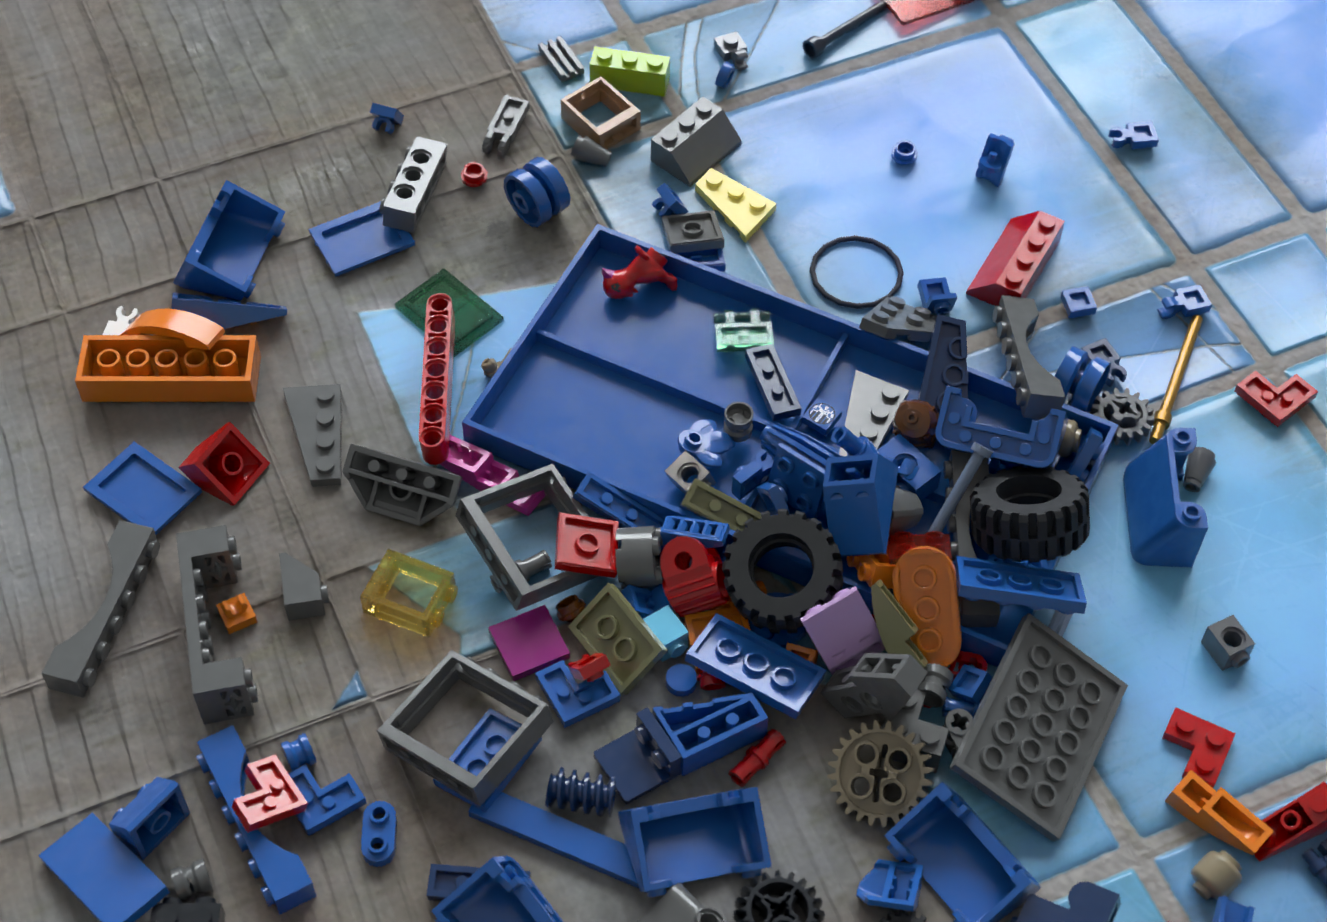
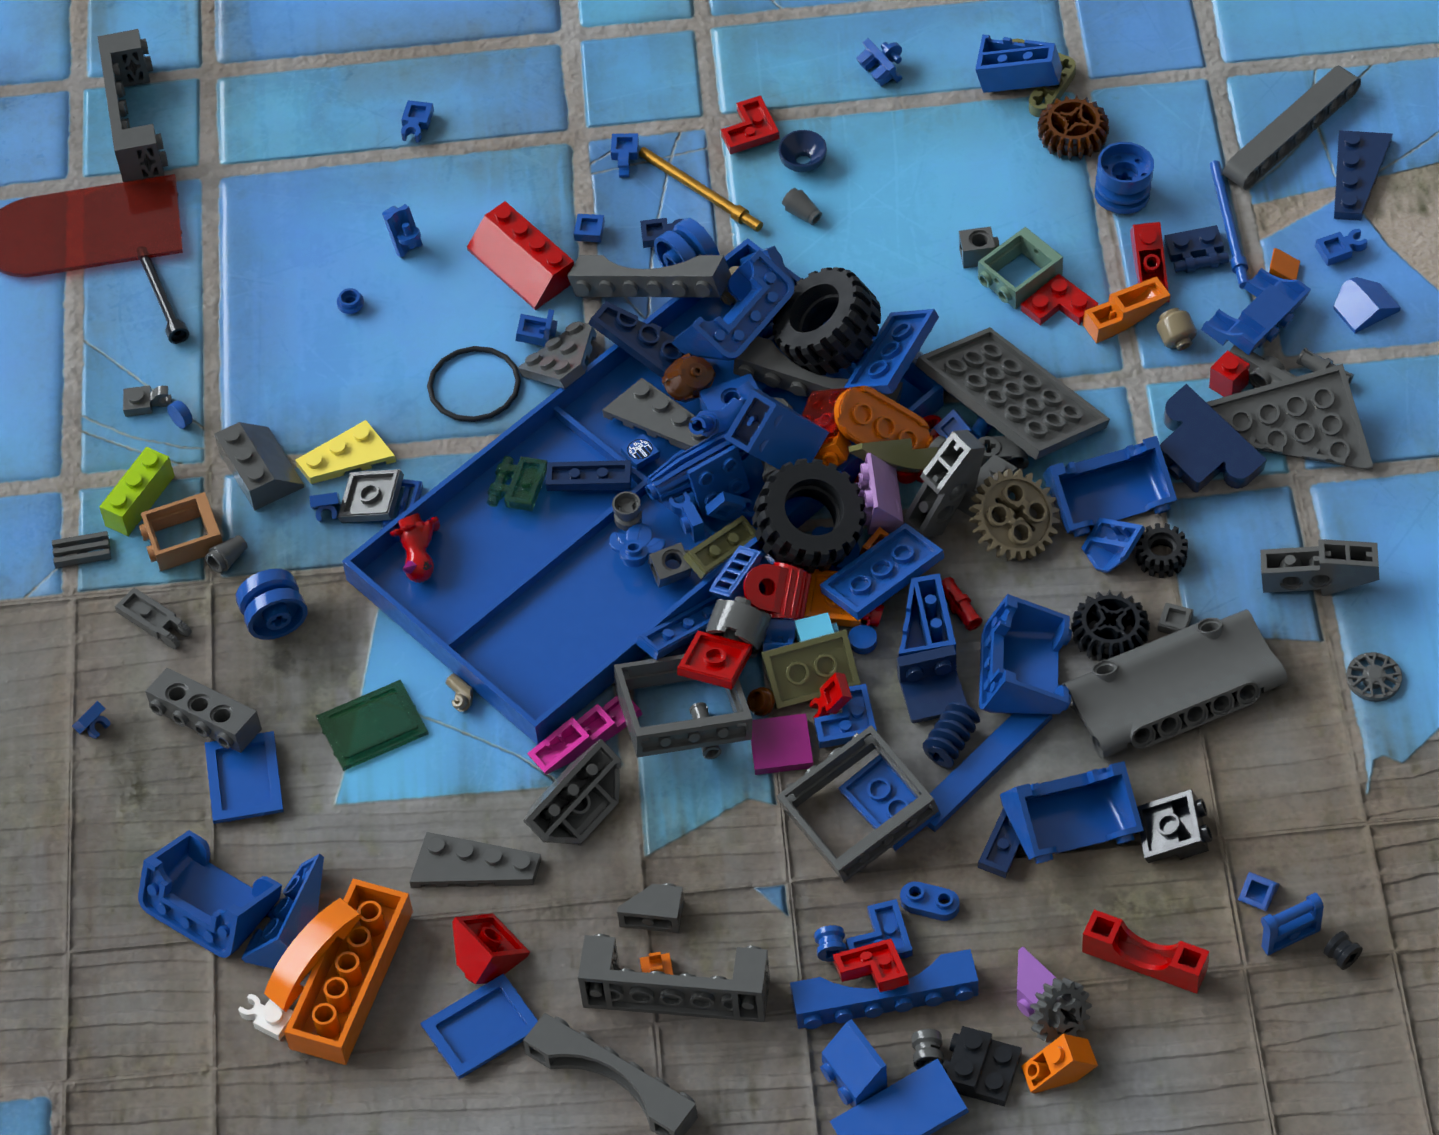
camera: 65 degrees left, 0 degrees up
(392, 564) = (677, 844): clear yellow window -> none
(437, 379) = (476, 748): red beam -> none
(474, 174) = (207, 661): red plate -> none
(960, 487) = (781, 363): sand blue bar -> none
(1127, 411) = (729, 232): dark grey gear -> none
(1158, 523) = (824, 238): blue windscreen -> none
(1229, 671) = (1033, 248): none -> sand green window
(1269, 439) = (802, 144): none -> dark blue piece

